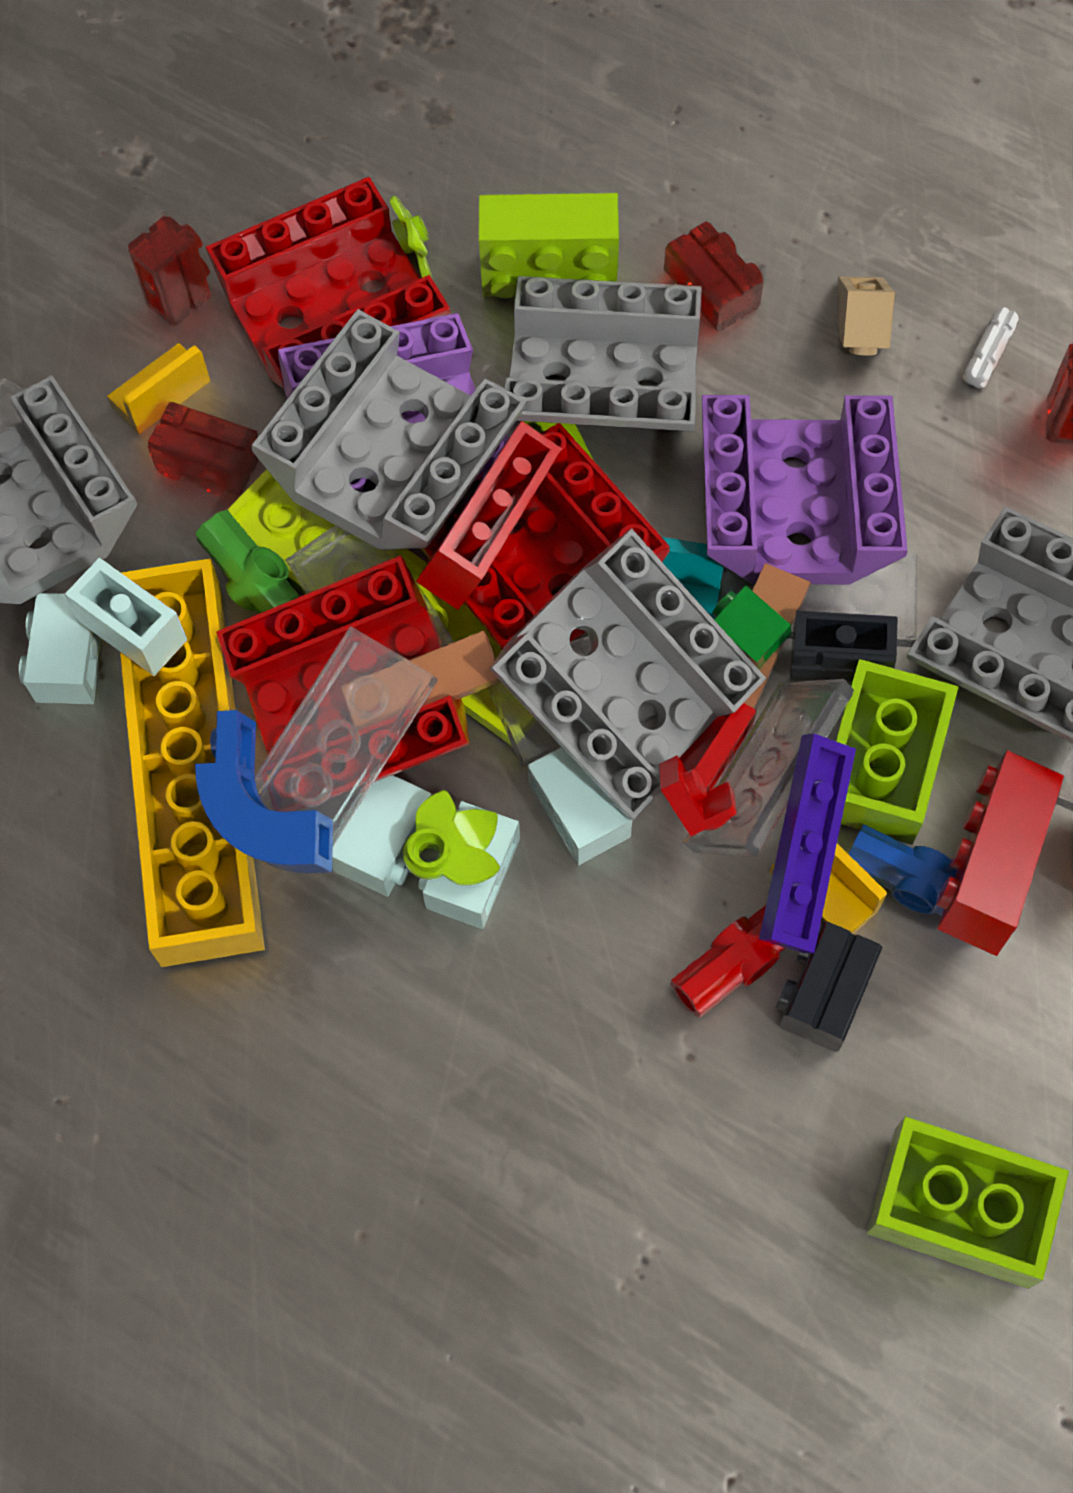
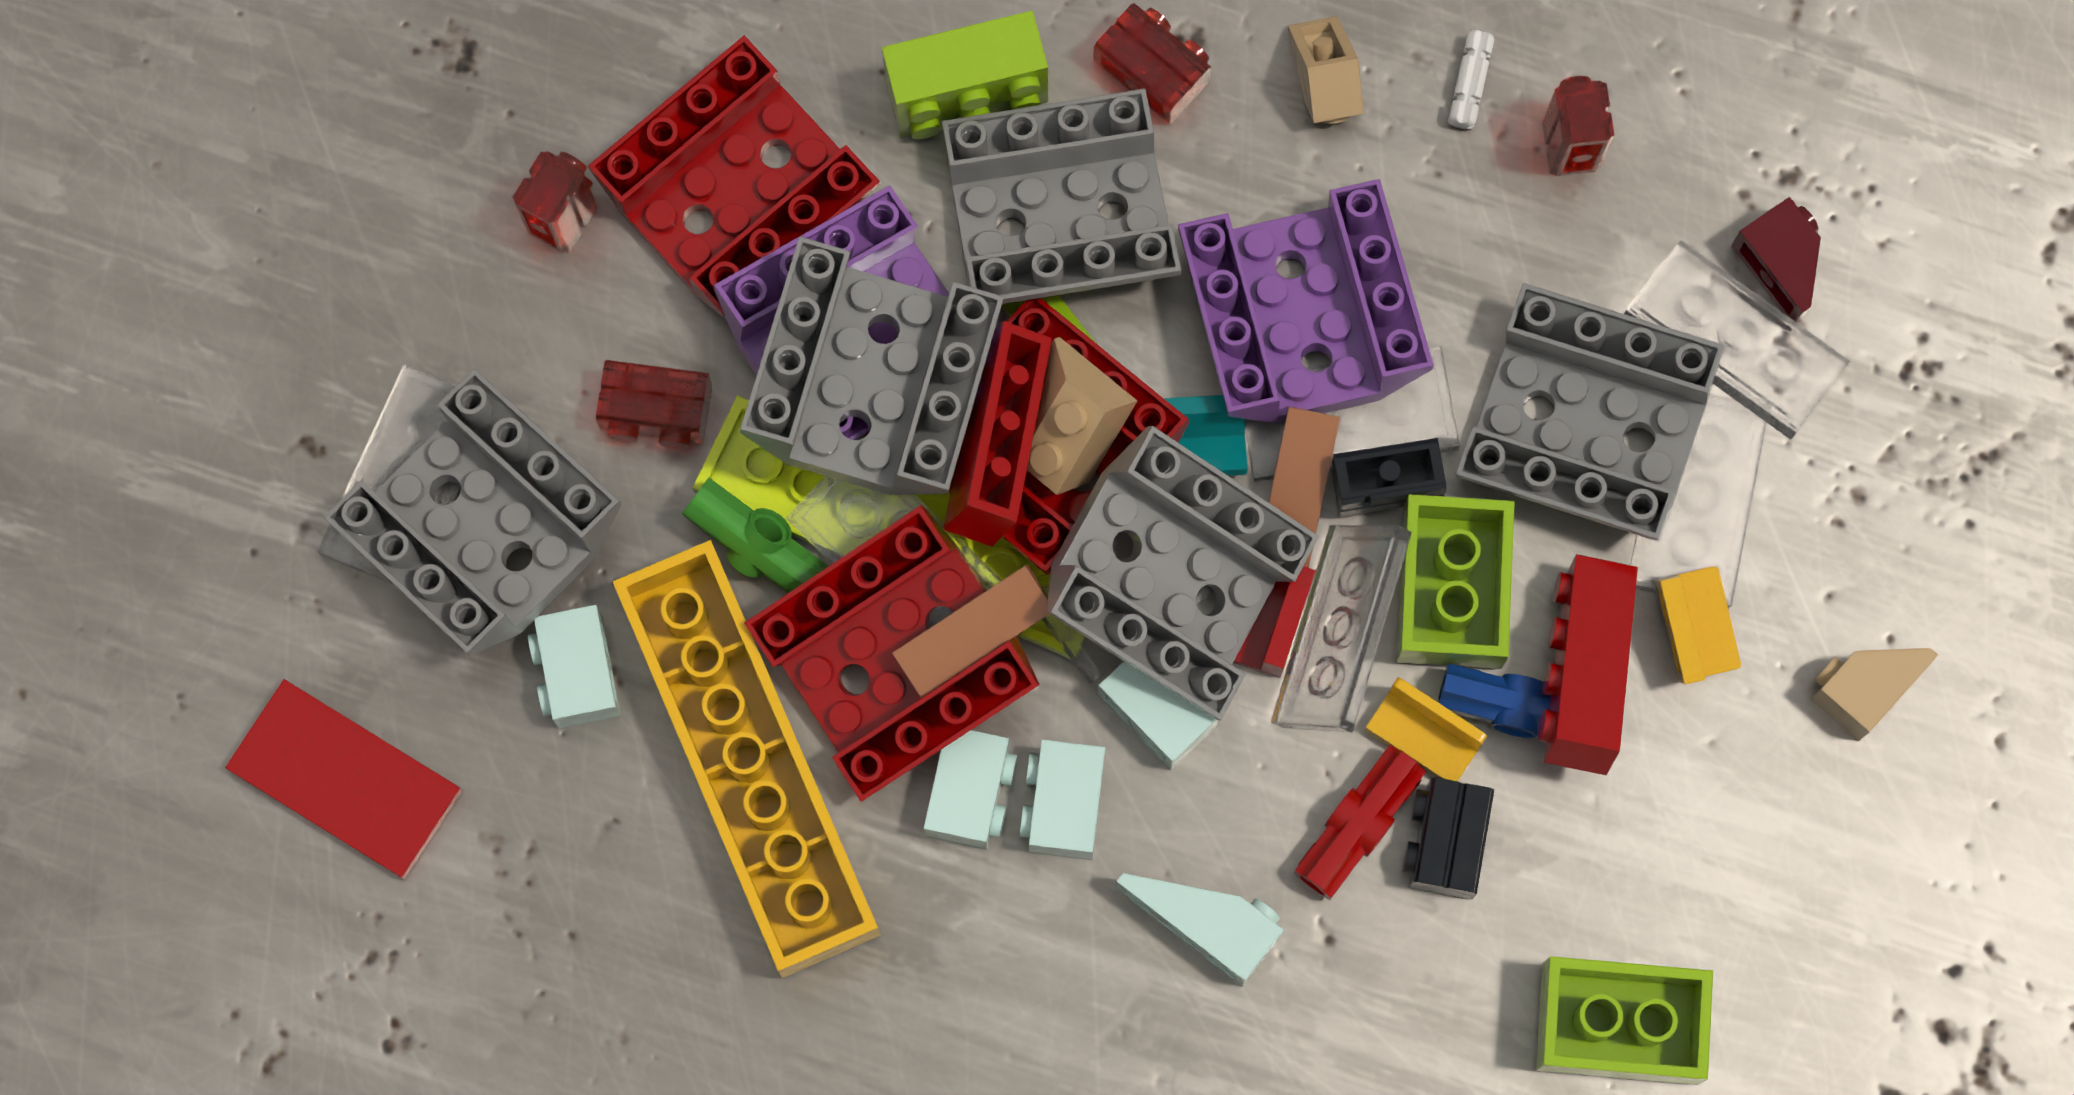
camera: 15 degrees left, 10 degrees up
(126, 616) = (654, 635): light aqua brick -> none
(166, 380) = (577, 336): yellow panel -> none
(230, 798) = (838, 819): blue arch -> none
(343, 731) = (908, 714): clear tile -> none
(411, 234) = (805, 87): lime plate -> none
(457, 837) = (1051, 781): lime plate -> none
(562, 525) = (1075, 420): none -> tan slope
(580, 1011) = (1213, 923): none -> light aqua slope
(691, 802) = (1275, 688): red bracket -> none
(752, 625) = (1289, 483): green brick -> none
(807, 843) = (1400, 707): dark purple plate -> none

